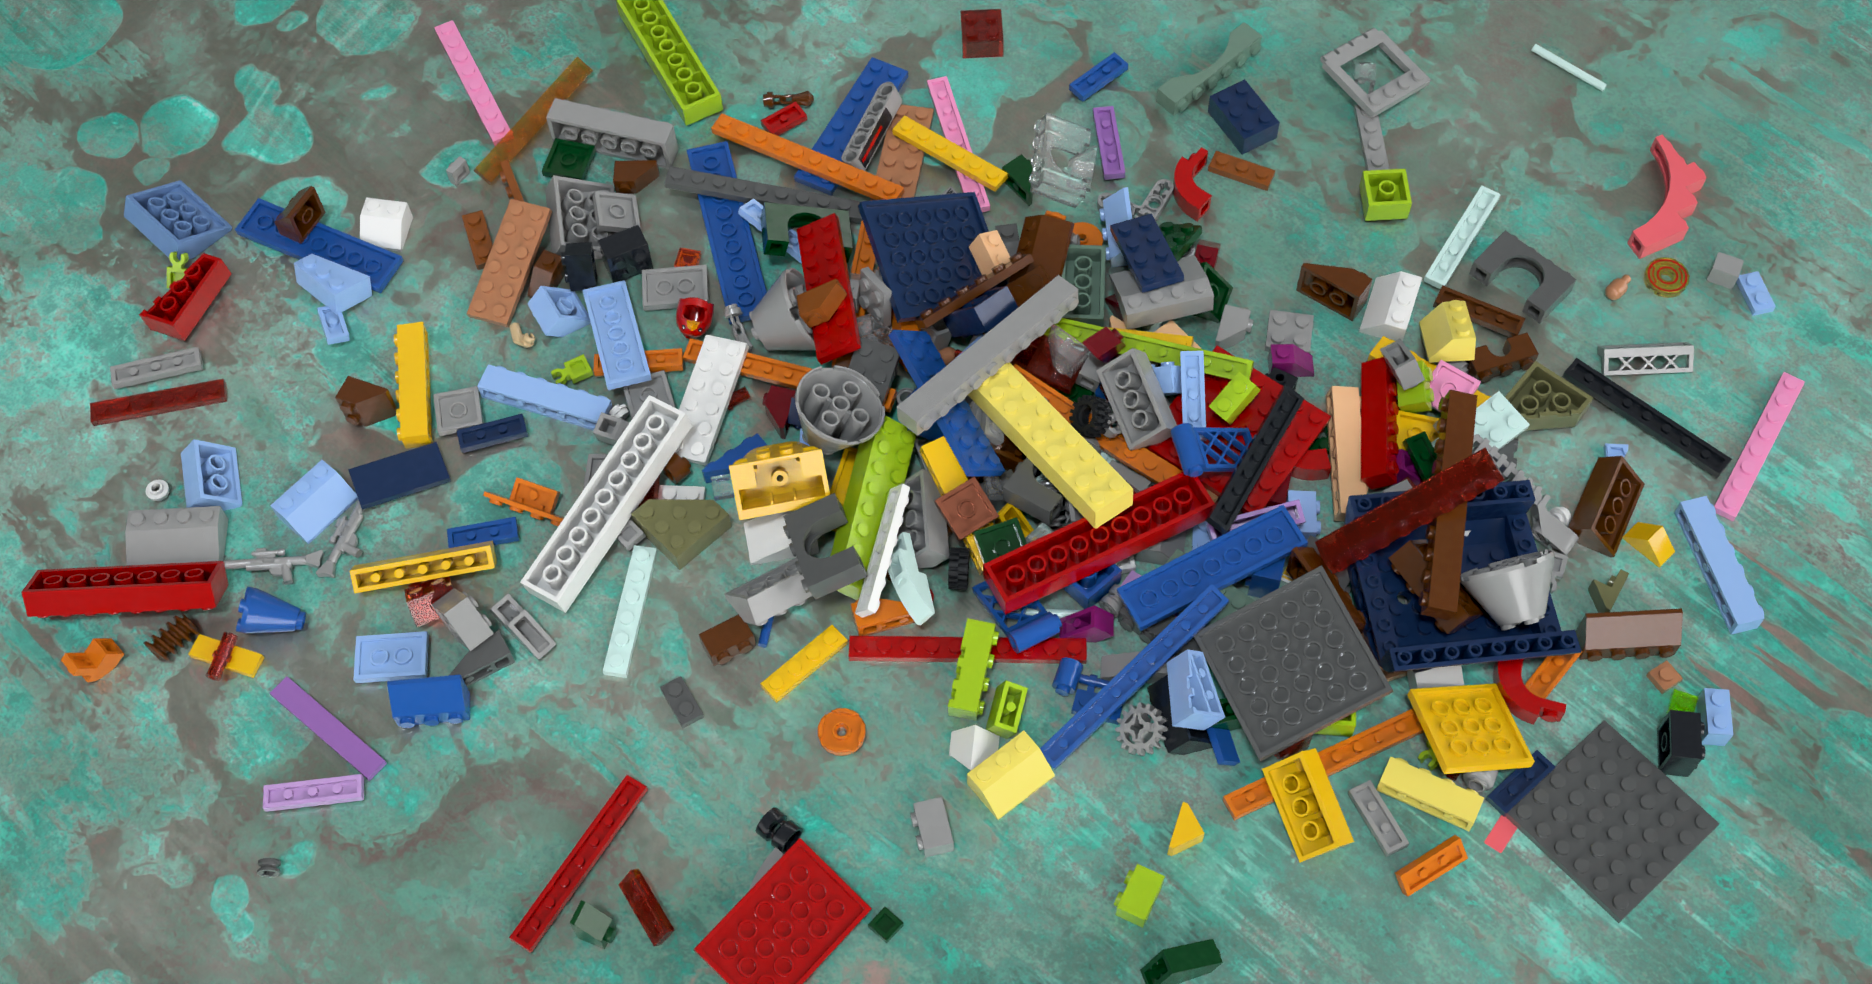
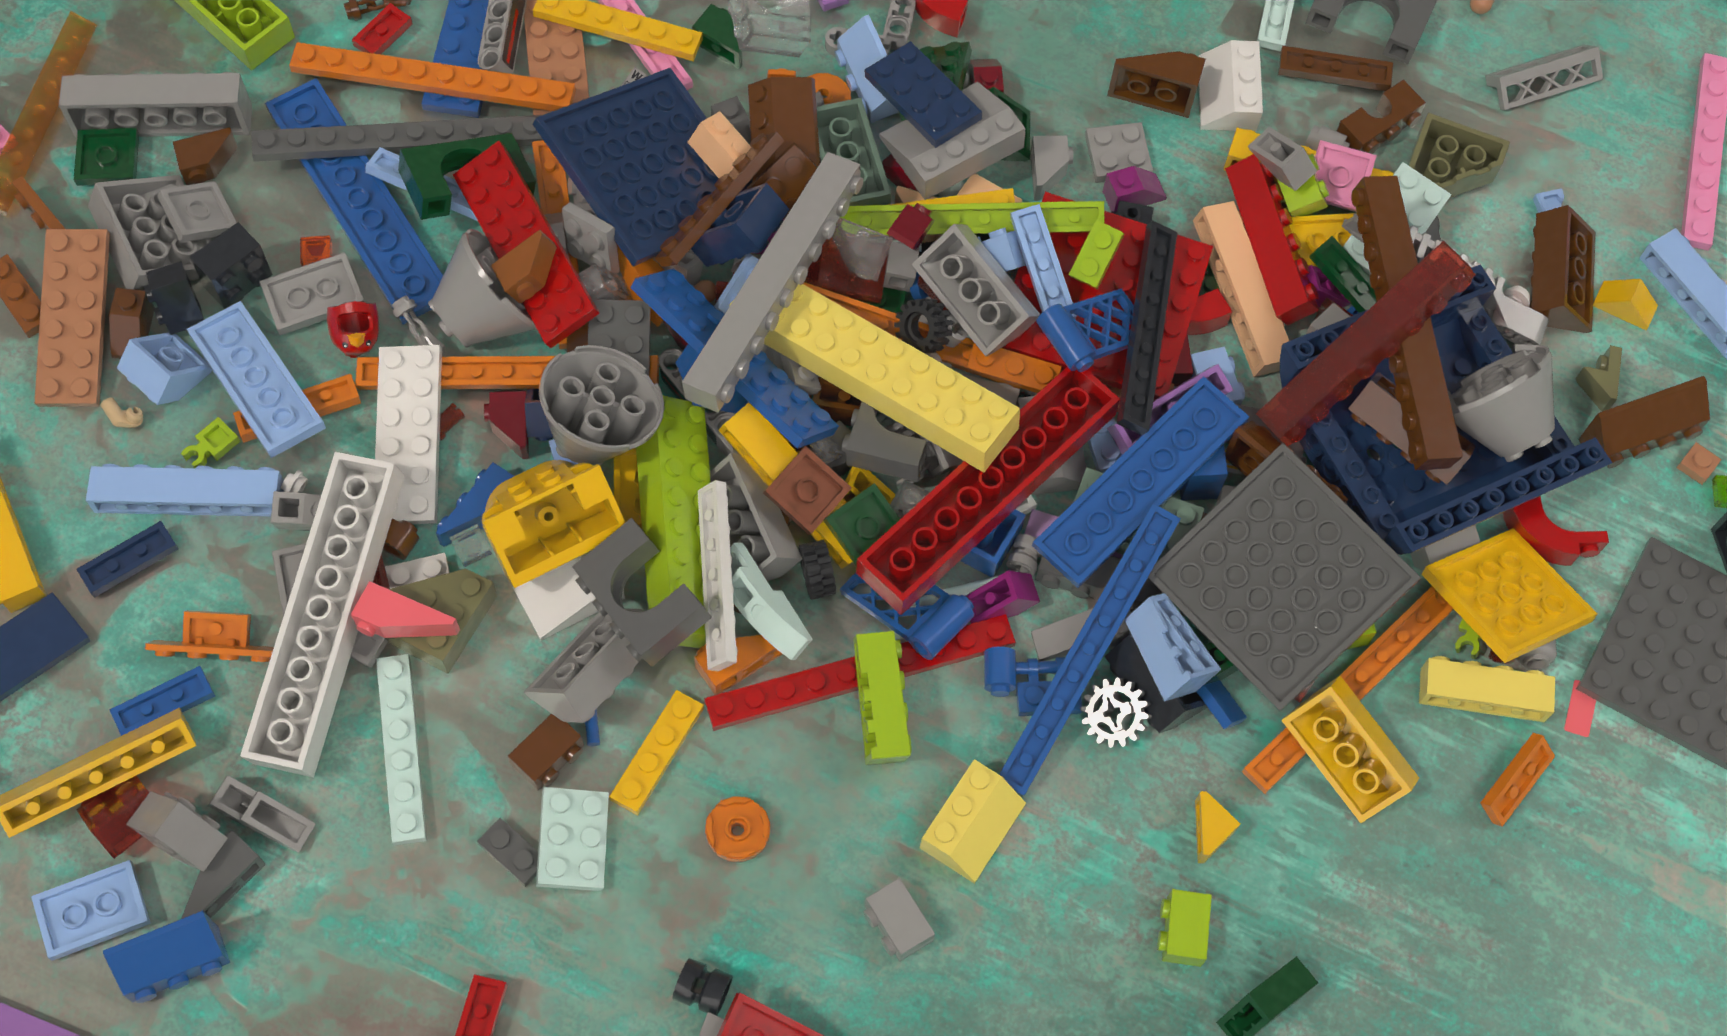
camera: 25 degrees left, 5 degrees up
(457, 410) = (68, 540): light grey plate -> none
(655, 518) = (396, 616): none -> coral slope
(657, 388) = (317, 451): light grey plate -> none
(725, 704) = (572, 839): none -> light aqua plate
(973, 745) = (913, 798): white slope -> none
(1006, 709) = (940, 737): lime brick -> none
(1378, 818) = (1435, 738): light grey plate -> none
(1448, 333) = (1314, 104): light yellow slope -> none
(1519, 784) = (1583, 647): dark blue plate -> none
(1550, 674) = (1570, 502): orange plate -> none
(1647, 418) = (1572, 149): black plate -> none

